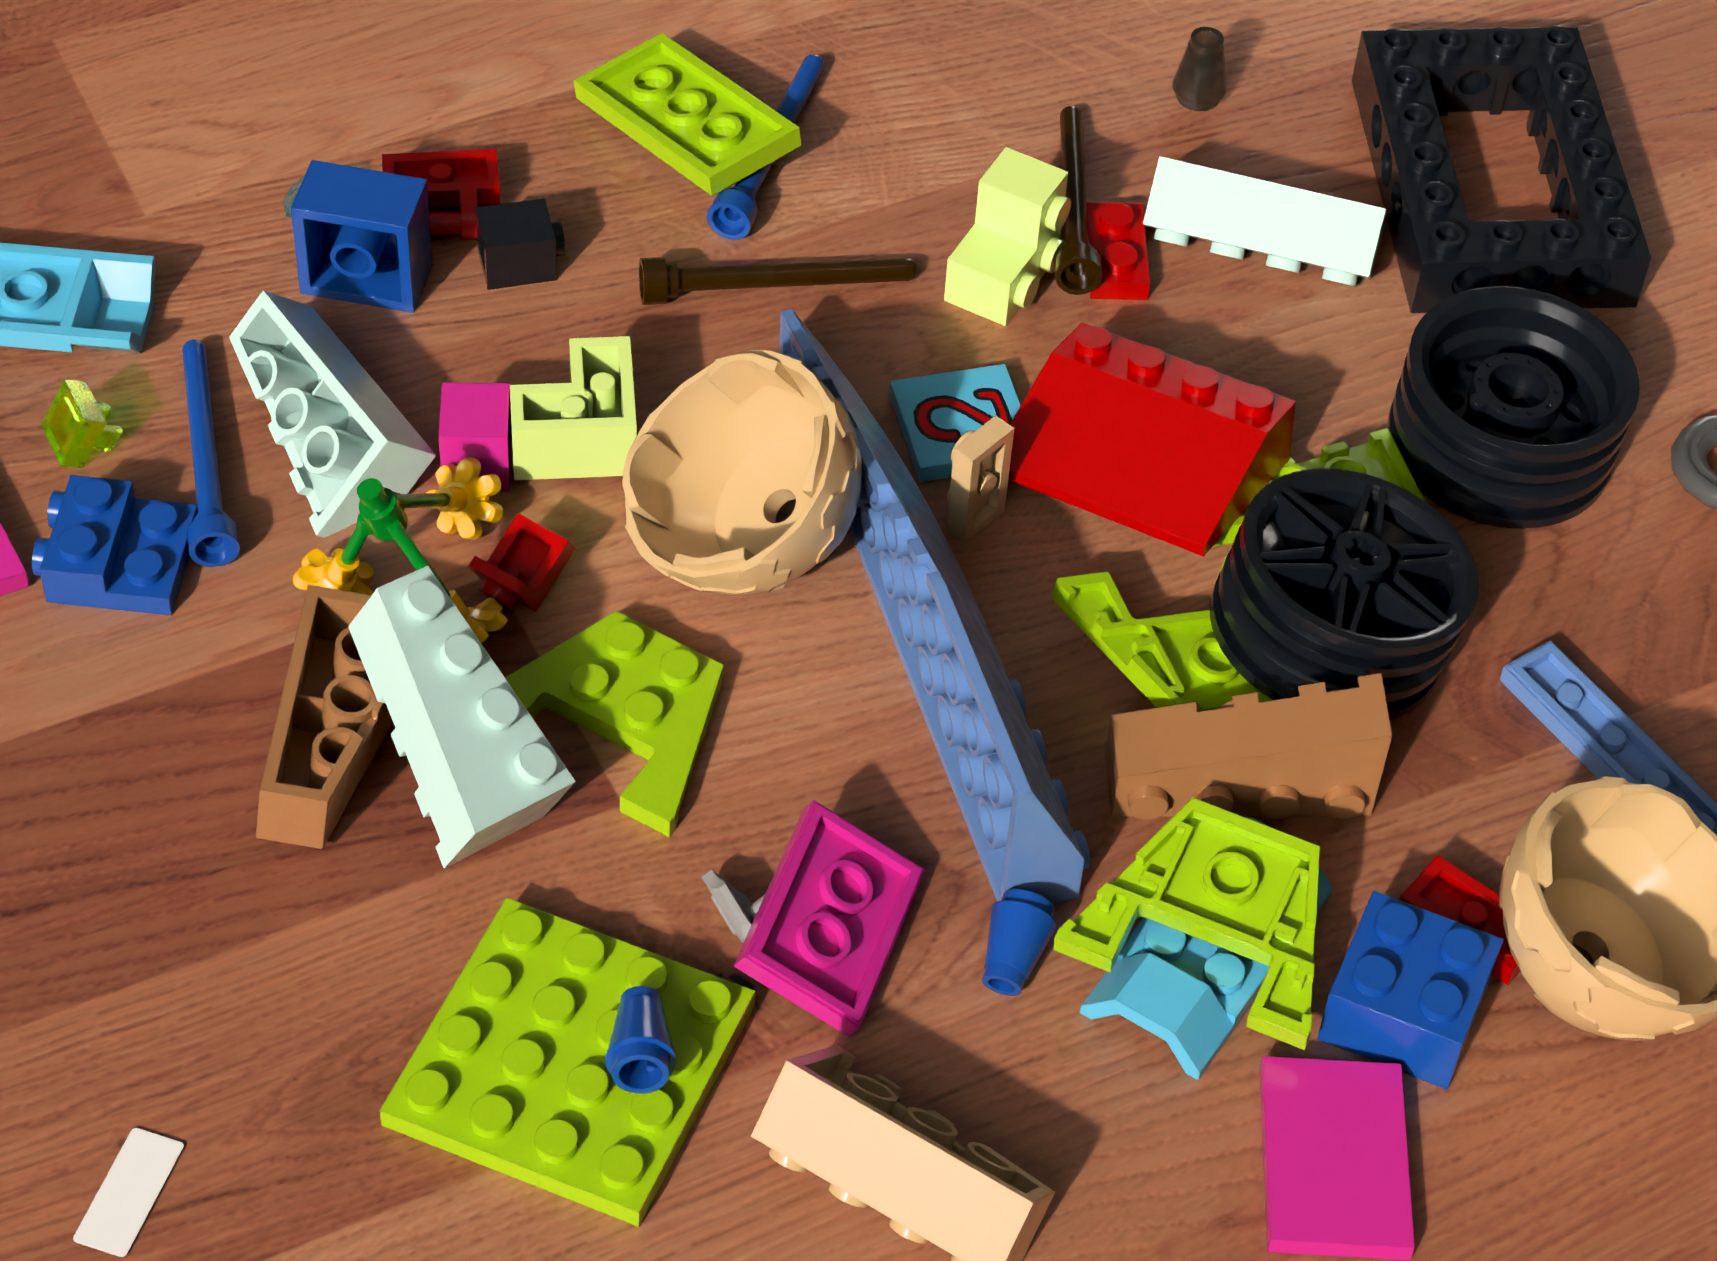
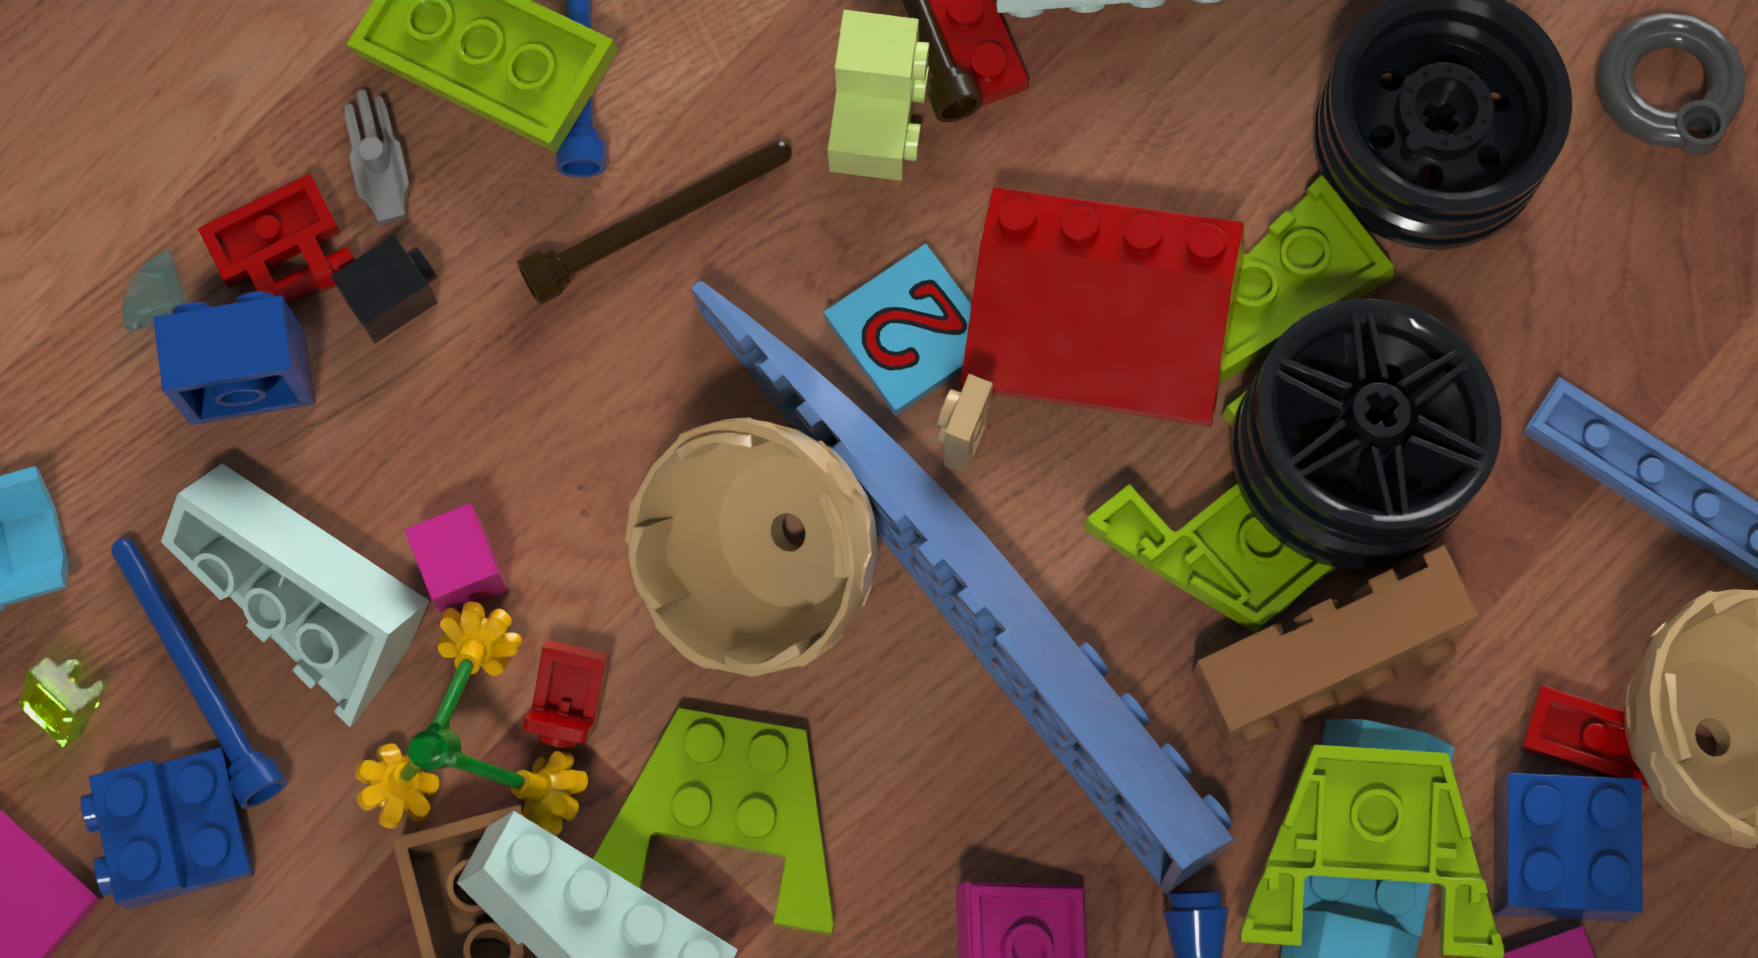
camera: 15 degrees left, 25 degrees up
(553, 172) = (377, 165): none -> light grey piece
(580, 424) = (560, 506): yellowish green brick -> none

